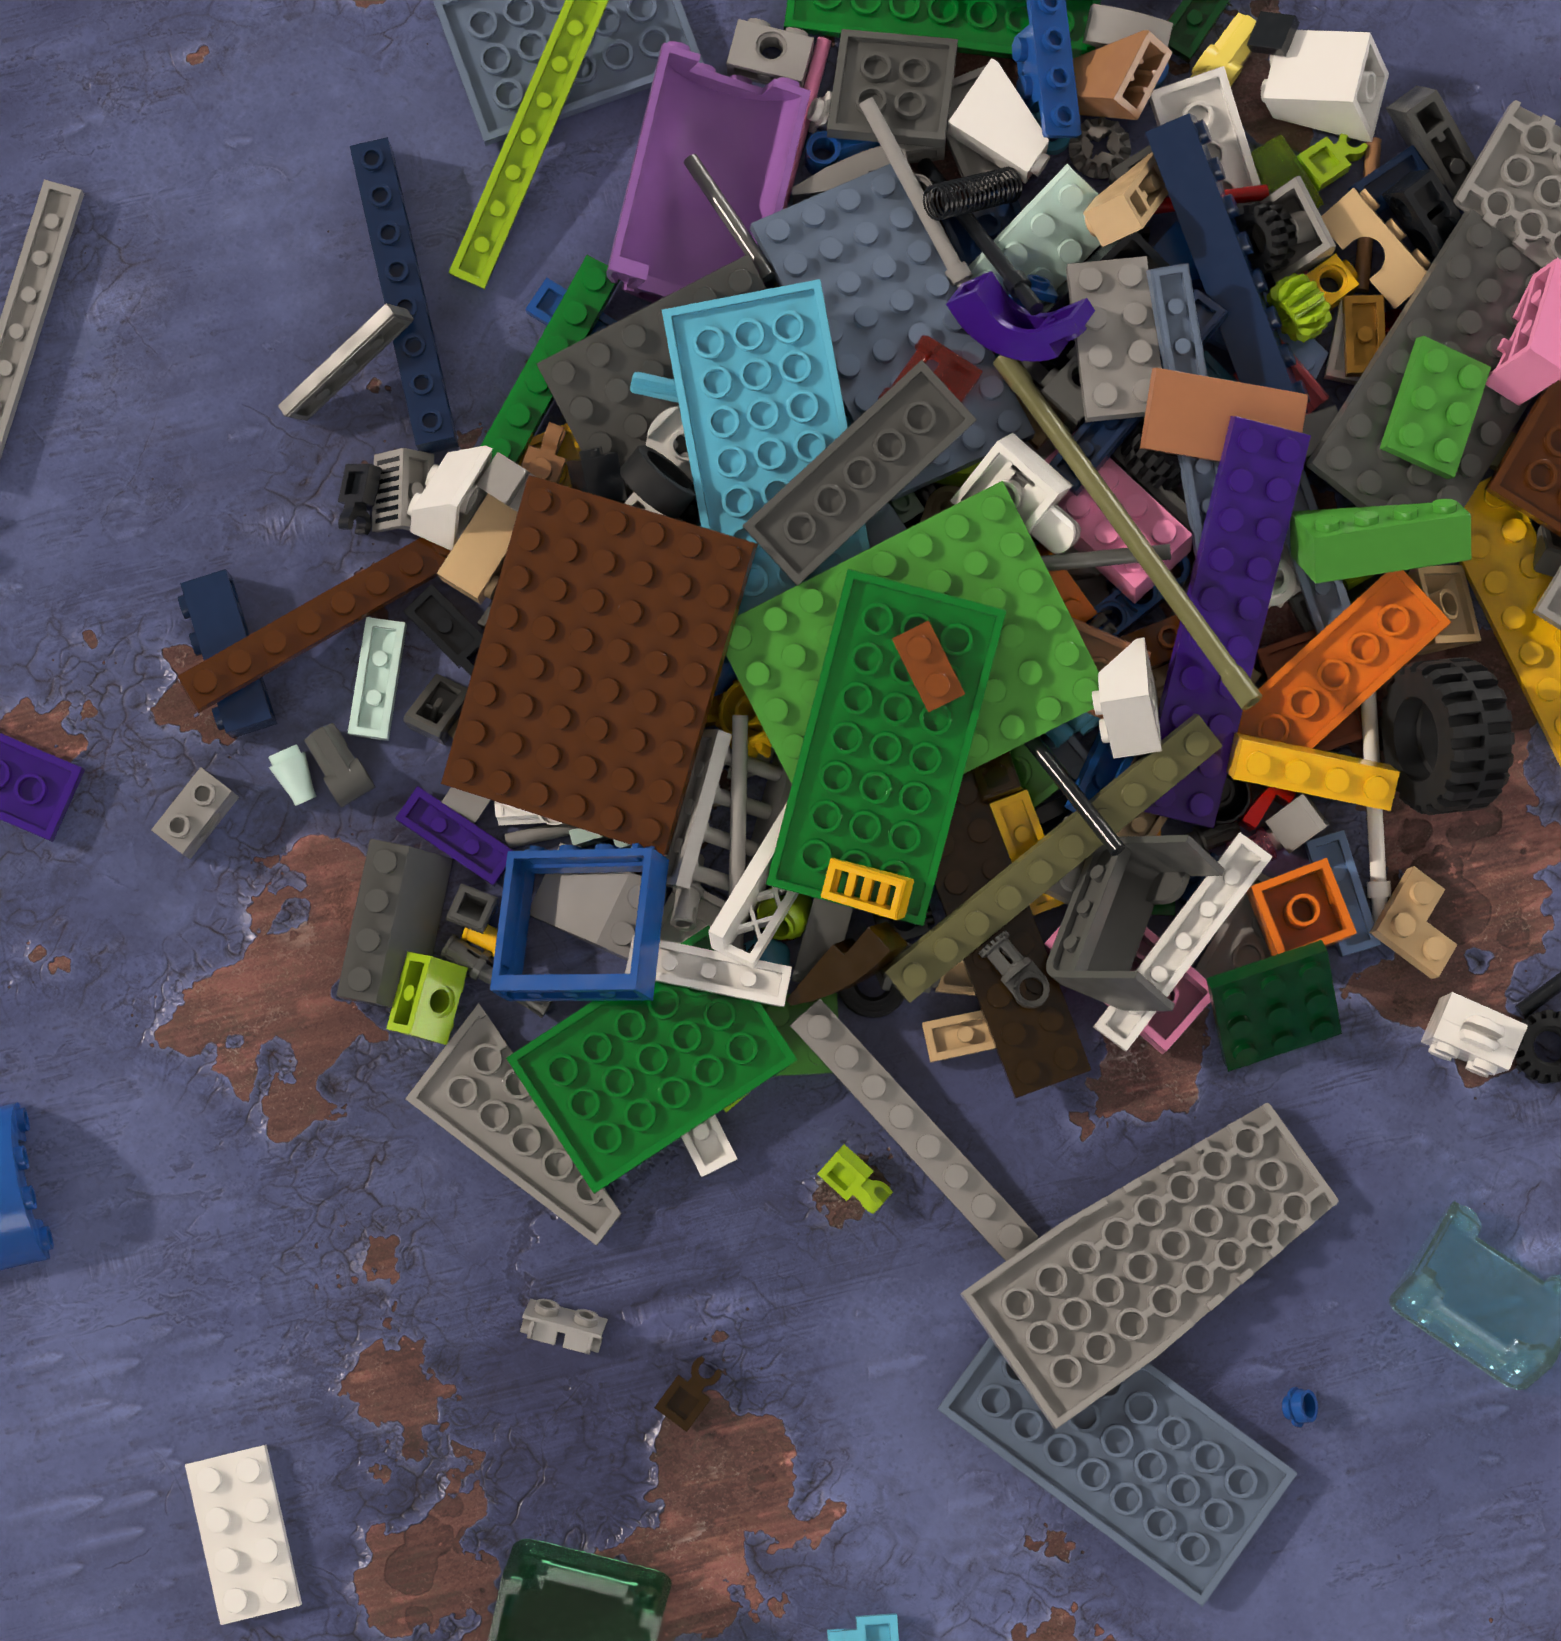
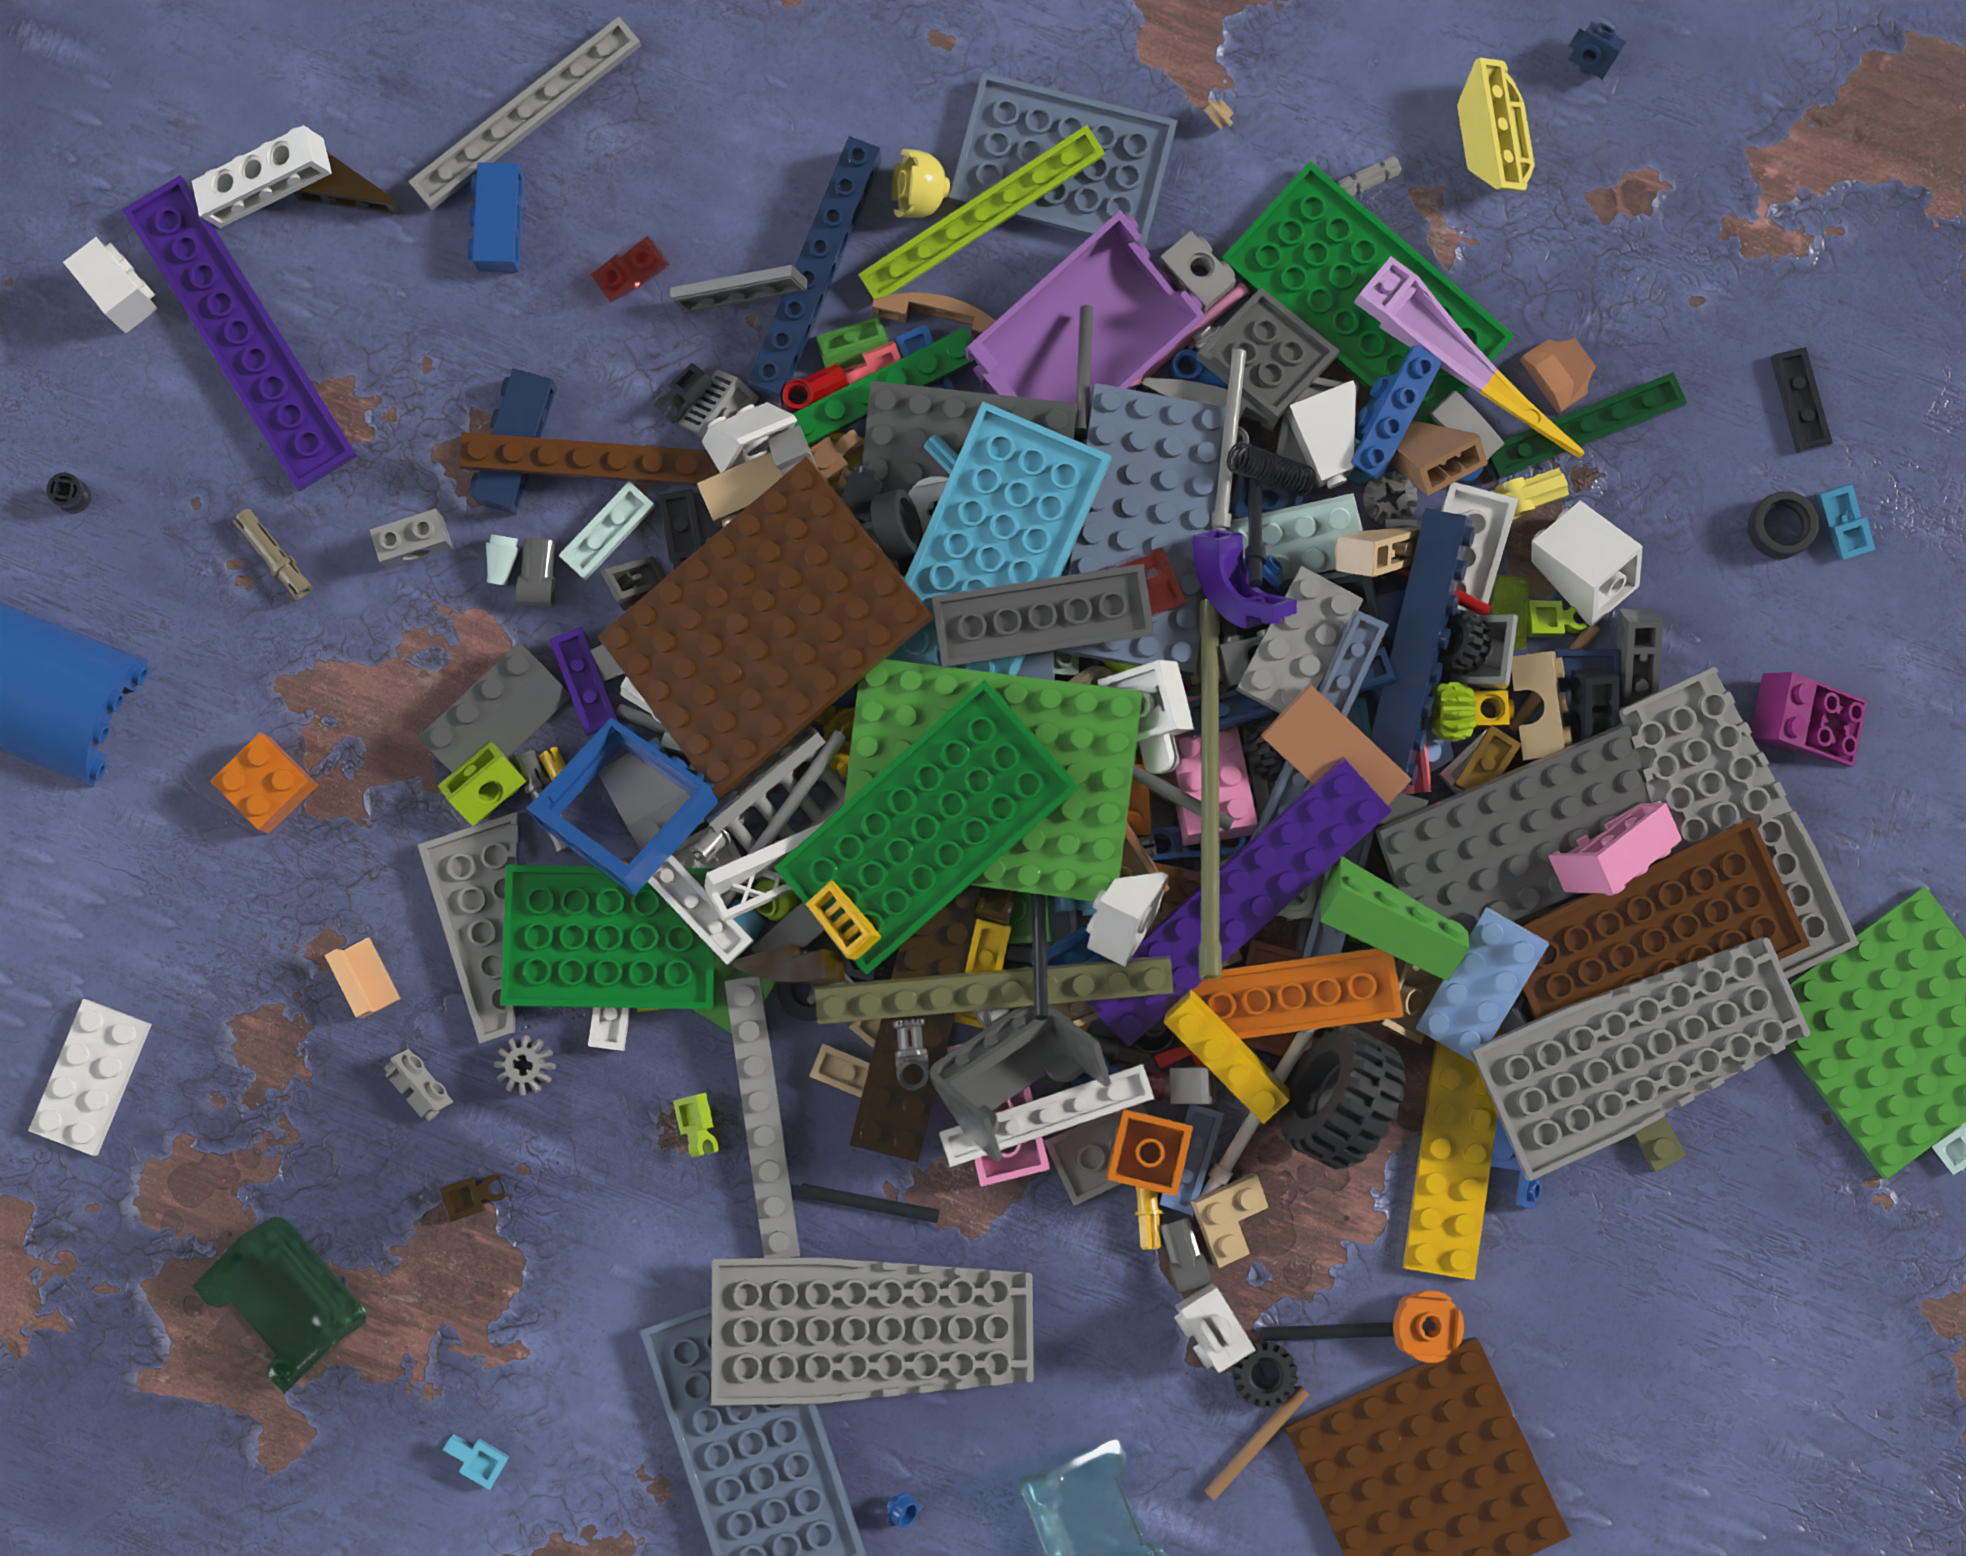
camera: 25 degrees right, 0 degrees up
(60, 451) = (496, 217): none -> blue brick
(76, 920) = (281, 565): none -> dark tan pin
(216, 1140) = (264, 783): none -> orange brick
(225, 415) = (631, 270): none -> clear red slope
(441, 1260) = (363, 978): none -> light nougat panel
(446, 149) = (918, 184): none -> light yellow cylinder
(472, 908) = (558, 741): dark grey slope -> none
(482, 408) = (814, 387): none -> red piece
(489, 344) = (847, 343): none -> bright green slope
(506, 278) = (897, 306): none -> medium nougat slope
(521, 345) = (874, 360): none -> coral plate
(650, 1249) = (517, 1075): none -> light grey gear
(928, 666) = (994, 789): dark orange plate -> none
(1069, 1142) = (869, 1203): none -> black bar
(1273, 33) = (1572, 499): black tile -> none
(1274, 1005) = (1082, 1207): dark green plate -> none
(1346, 981) = (1148, 1218): none -> yellow axle
(1407, 994) = (1186, 1262): none -> dark grey piece
(1435, 407) = (1499, 852): bright green plate -> none
(1506, 544) = (1484, 984): none -> light blue plate

